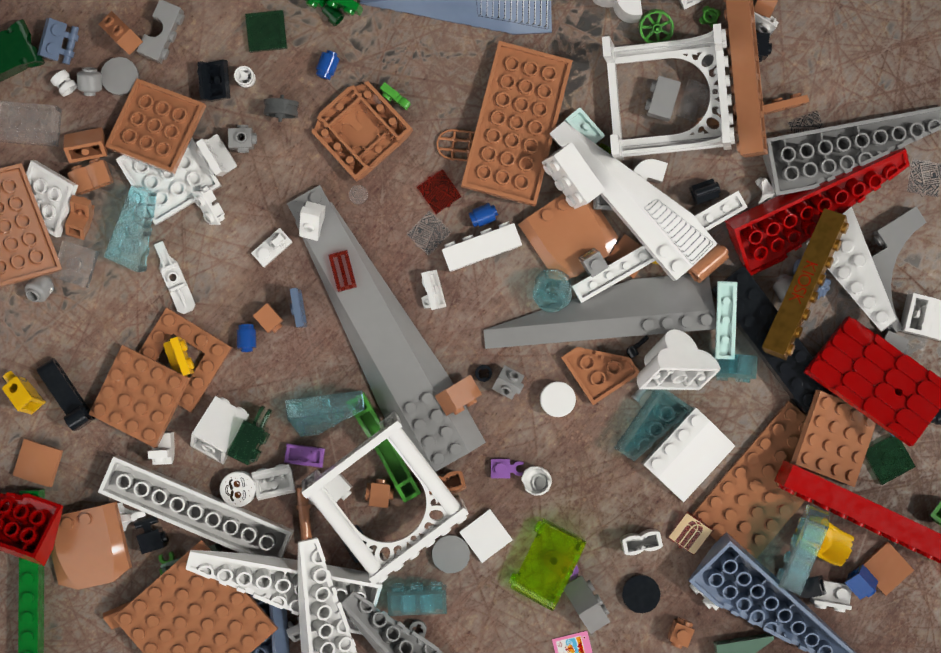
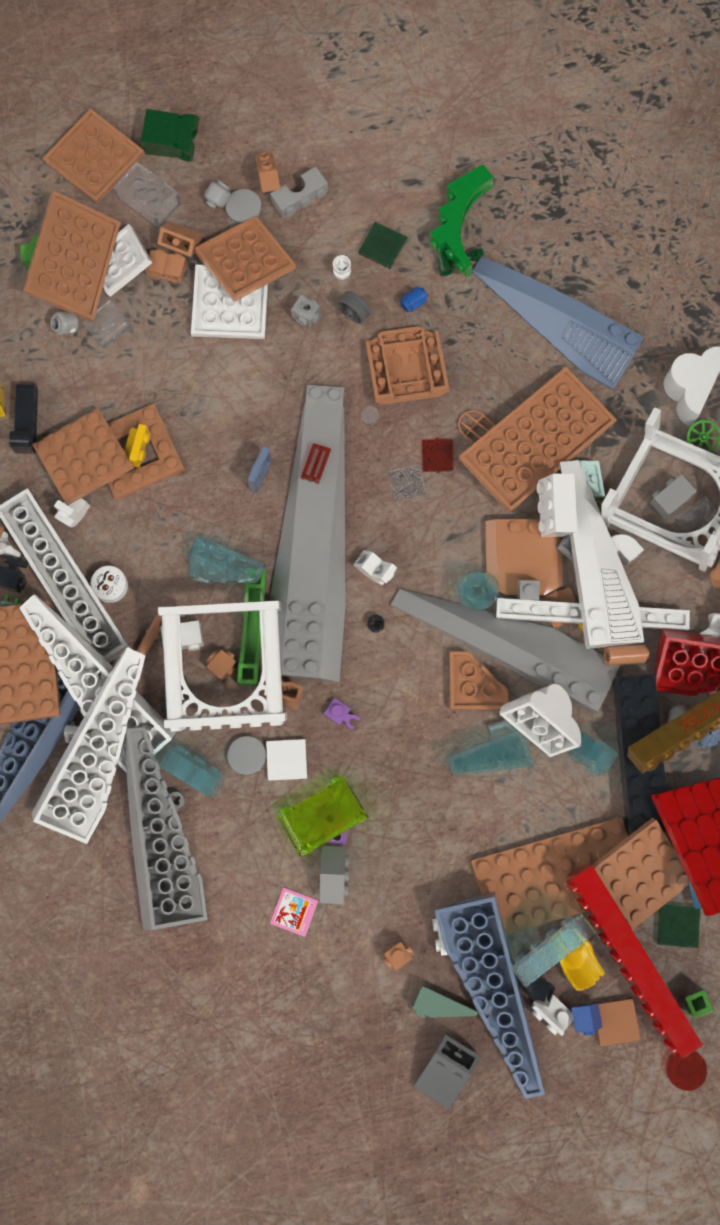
camera: 35 degrees right, 10 degrees down
(52, 40) = (212, 144): sand blue plate -> none
(64, 83) = (196, 180): white wheel -> none
(80, 217) = (137, 290): nougat brick -> none
(132, 232) = (171, 324): clear light blue wedge -> none
(178, 289) = (174, 395): white piece -> none
(212, 213) = (243, 337): white hinge -> none
(213, 80) = (315, 254): black bracket -> none
(217, 155) = (277, 311): white bracket -> none
(218, 429) = (127, 525): white slope -> none
(246, 337) = (201, 468): blue brick -> none
(250, 438) = (149, 547): clear green brick -> none
(269, 318) = (230, 463): nougat brick -> none
(272, 247) = (271, 412): white hinge -> none
(273, 481) = (142, 597): white bracket -> none
(304, 455) = (181, 592): medium lavender plate -> none
(311, 220) = (318, 406): white brick -> none
(391, 94) = (450, 354): bright green plate -> none
(434, 297) = (381, 524): white hinge -> none
(451, 327) = (374, 567): none -> white brick
(458, 395) = (343, 625): nougat piece -> none
(481, 247) = (443, 519): white brick -> none
(483, 215) = (461, 495): blue brick -> none
(508, 382) = (391, 643): light grey brick -> none
(536, 480) = (361, 740): white hair -> none
(557, 399) = (423, 684): white head -> none
(632, 350) = (514, 686): black hand -> none
(636, 543) = (421, 854): white brick -> none
(641, 593) = (386, 899): black tile -> none
(688, 454) = (505, 805): white slope -> none
(690, 533) = (463, 874): piece -> none
(705, 191) = (660, 594): black brick -> none
(726, 320) = (611, 708): light aqua tile -> none

